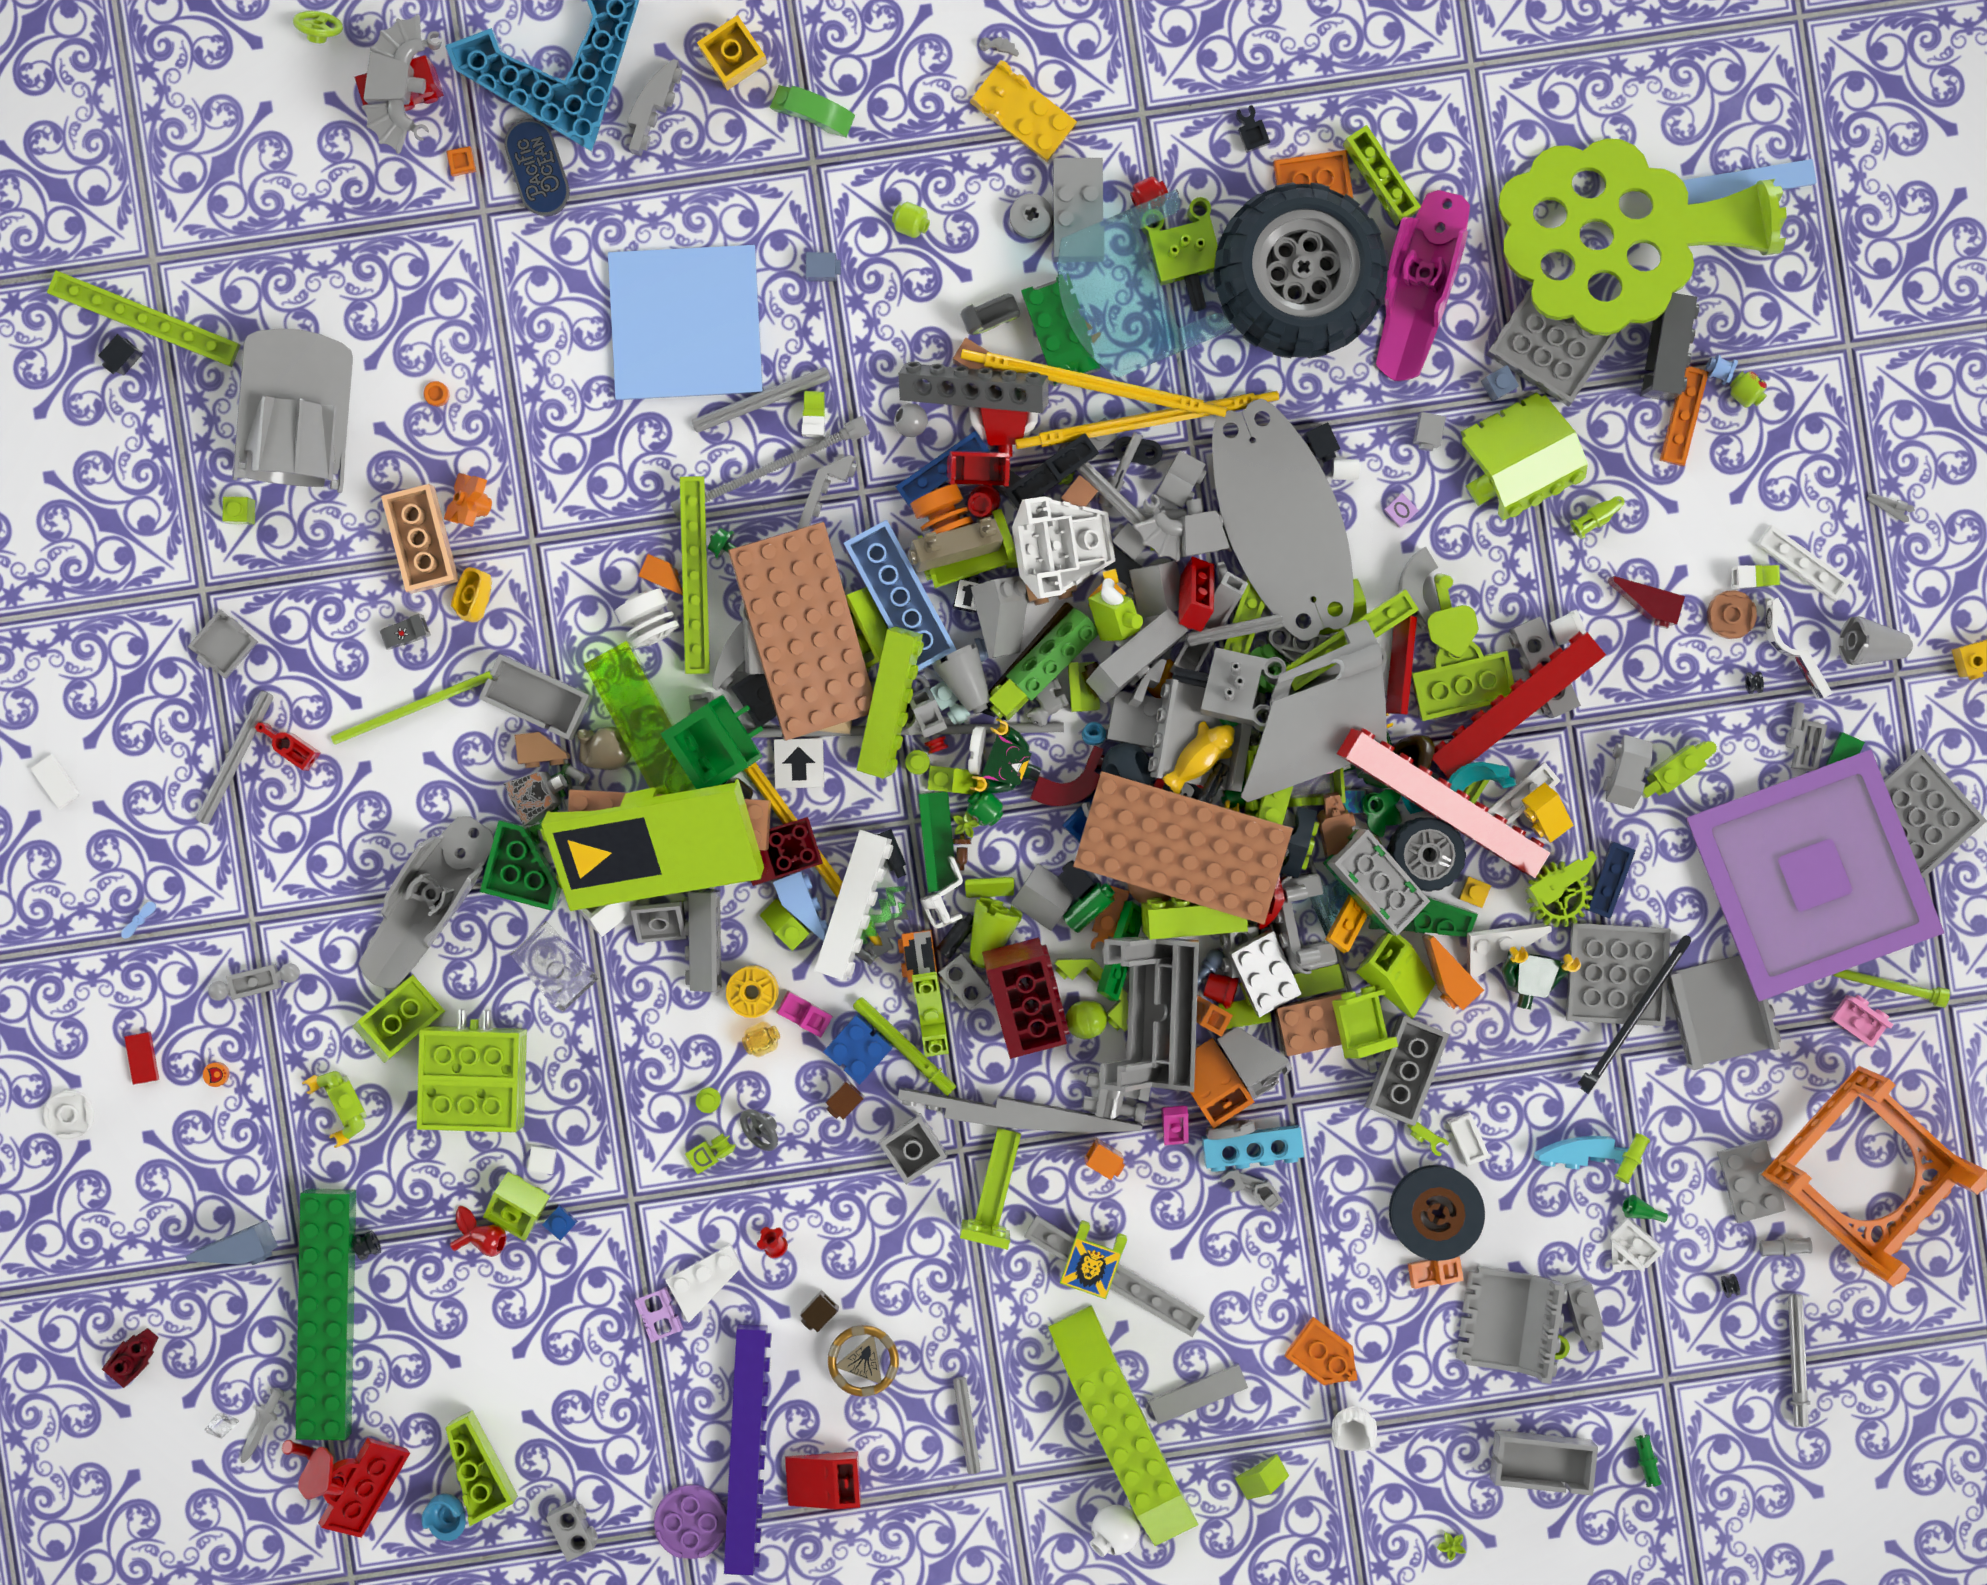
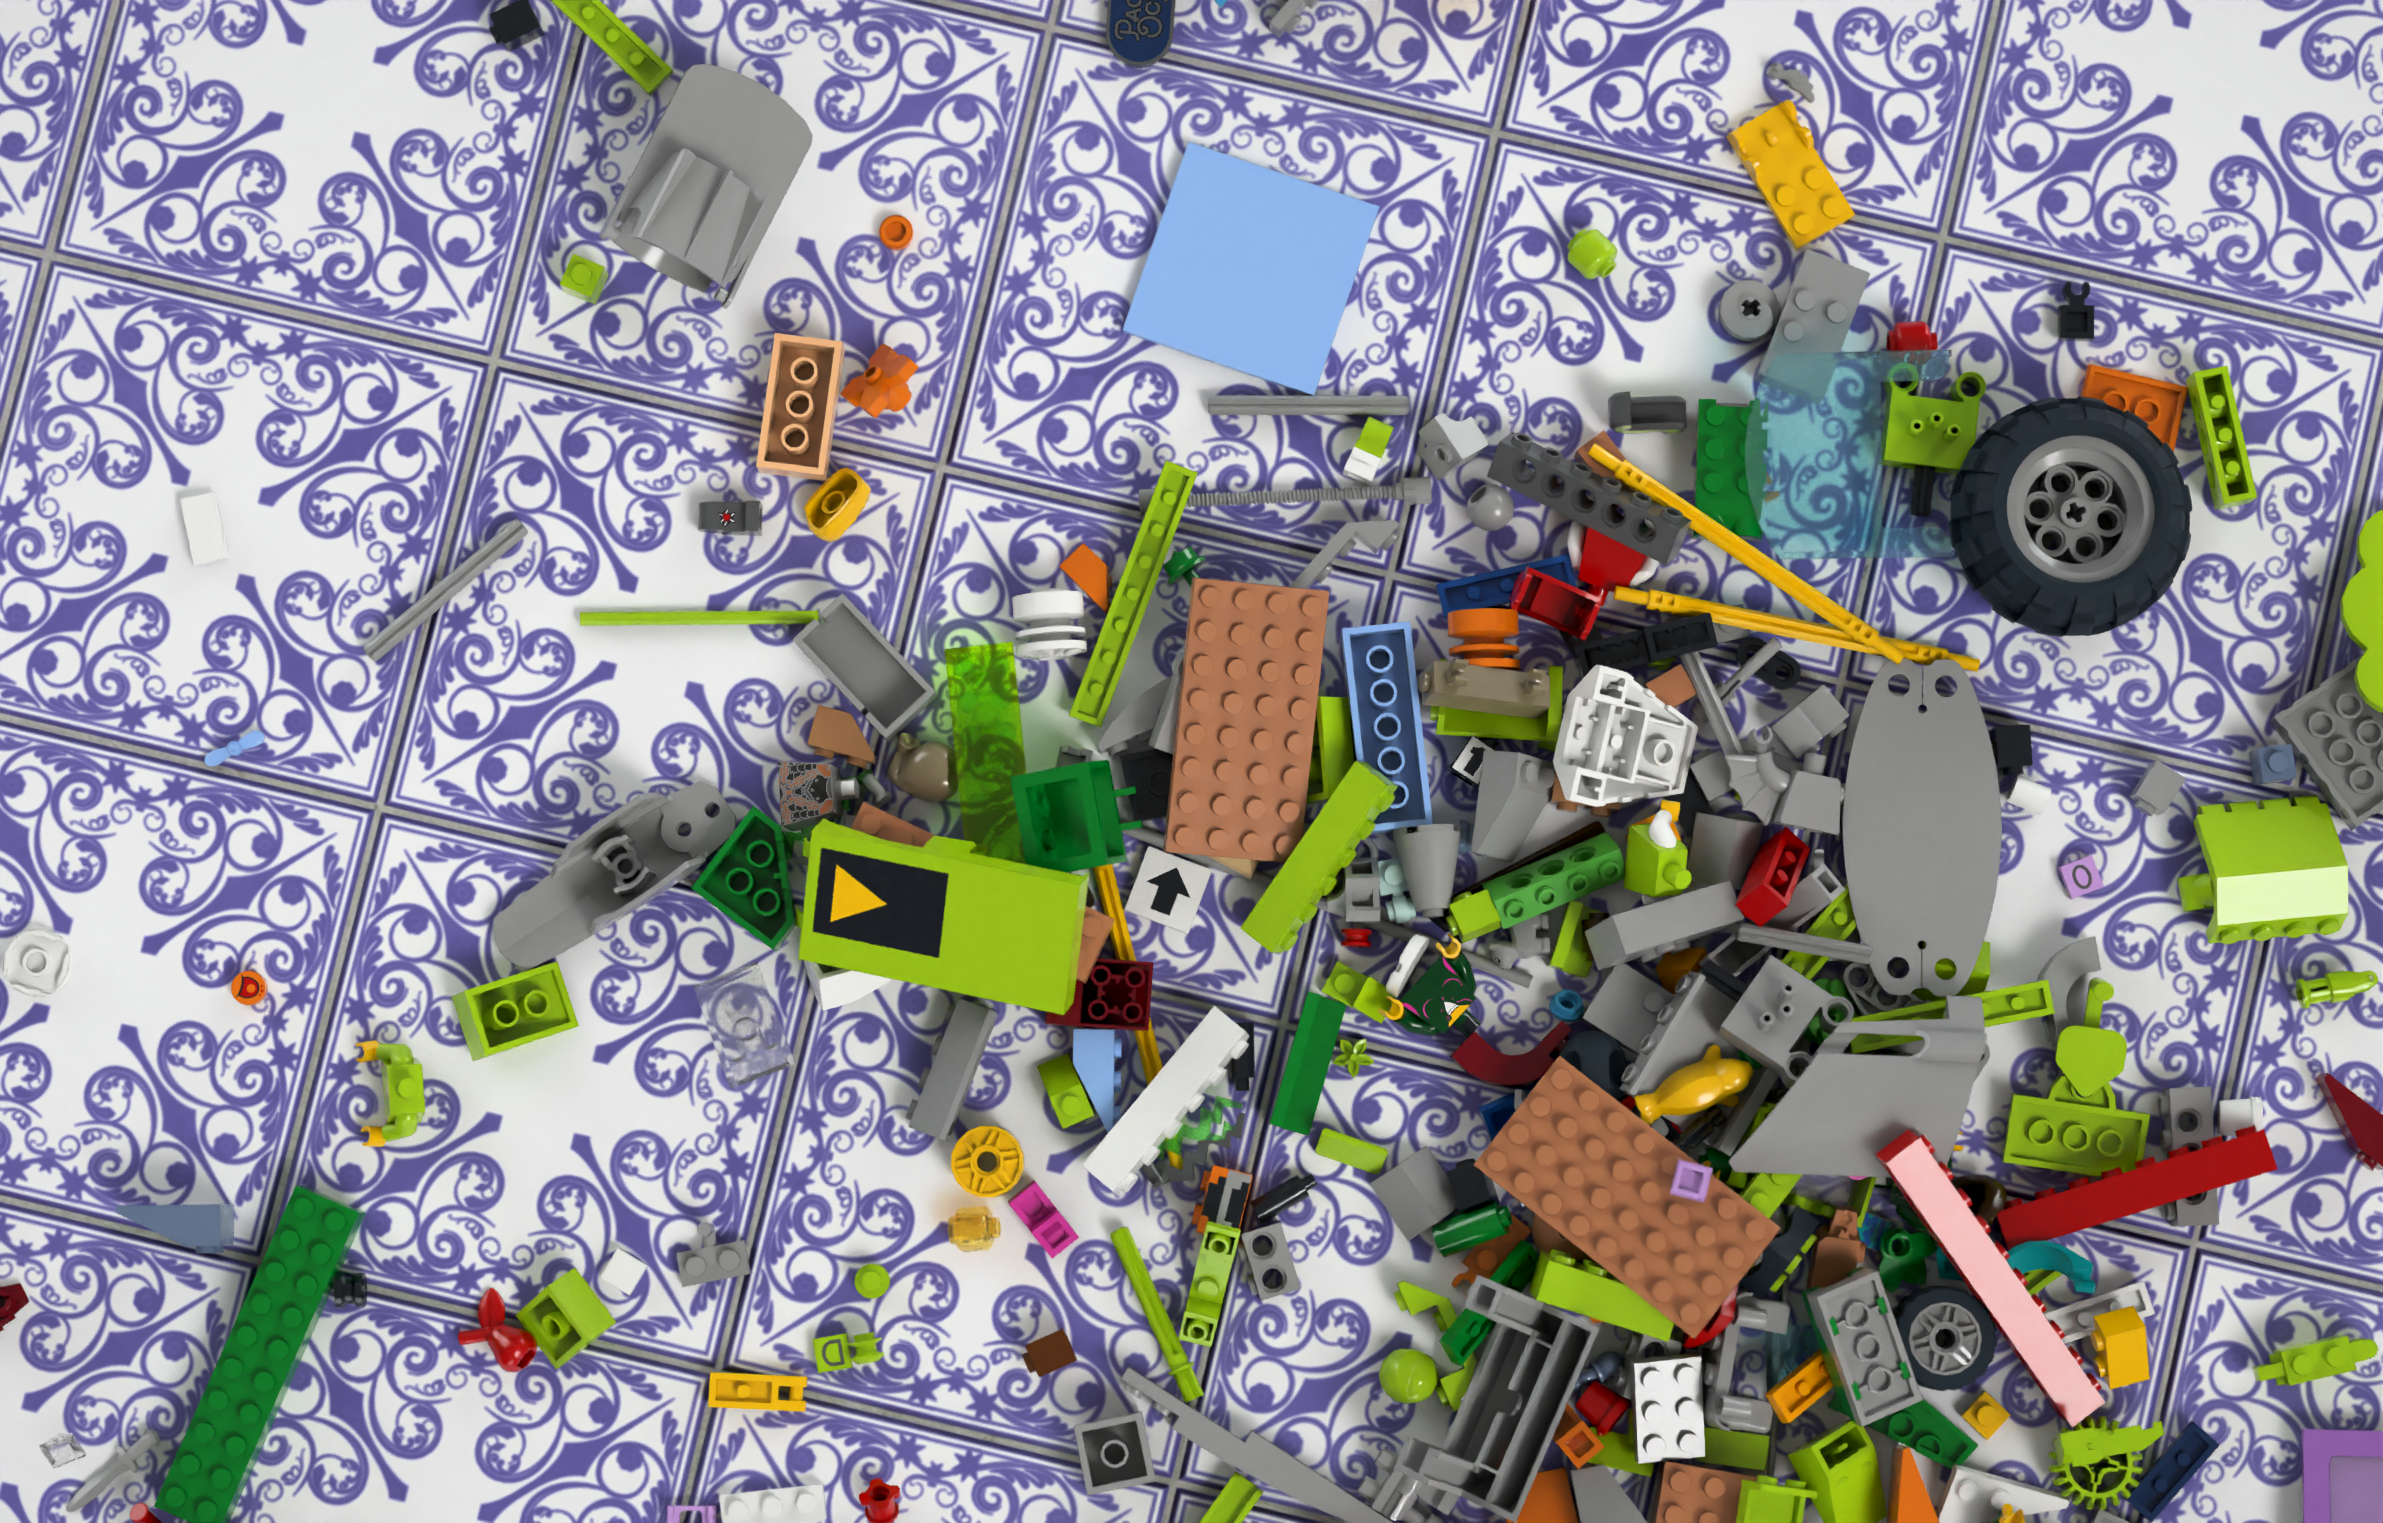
camera: 20 degrees right, 5 degrees down
(141, 1058) = (163, 928): red tile -> none
(222, 644) = (491, 439): light grey piece -> none
(253, 982) = (349, 888): light grey plate -> none
(299, 751) = (521, 612): red piece -> none
(471, 1077) = (580, 1124): lime piece -> none
(560, 1222) = (612, 1364): blue plate -> none
(598, 1128) = (713, 1261): none -> light grey plate
(659, 921) = (904, 1022): light grey slope -> none
(661, 1203) = (756, 1391): none -> yellow plate
(763, 1126) = (931, 1344): dark grey piece -> none
(814, 109) = (1524, 66): bright green arch -> none
(822, 266) = (1455, 268): sand blue brick -> none
(858, 1049) = (1095, 1292): blue piece -> none
(867, 387) = (1450, 444): none -> light grey brick
(917, 762) = (1322, 950): lime wheel -> none
(935, 900) = (1275, 1141): white piece -> none
(962, 852) = (1333, 1089): reddish brown piece -> none
(984, 500) = (1543, 648): red piece -> none
(985, 808) = (1386, 1045): green head -> none
(991, 927) = (1331, 1207): lime cone -> none
(1026, 997) = (1343, 1312): dark red brick -> none
(1150, 680) = (1669, 964): light grey slope -> none
(1221, 821) = (1691, 1181): none -> lavender tile
(1401, 666) = (2002, 1079): red tile -> none
(1421, 282) = (2219, 595): dark pink piece -> none
(1631, 760) = (2241, 1348): light grey brick -> none

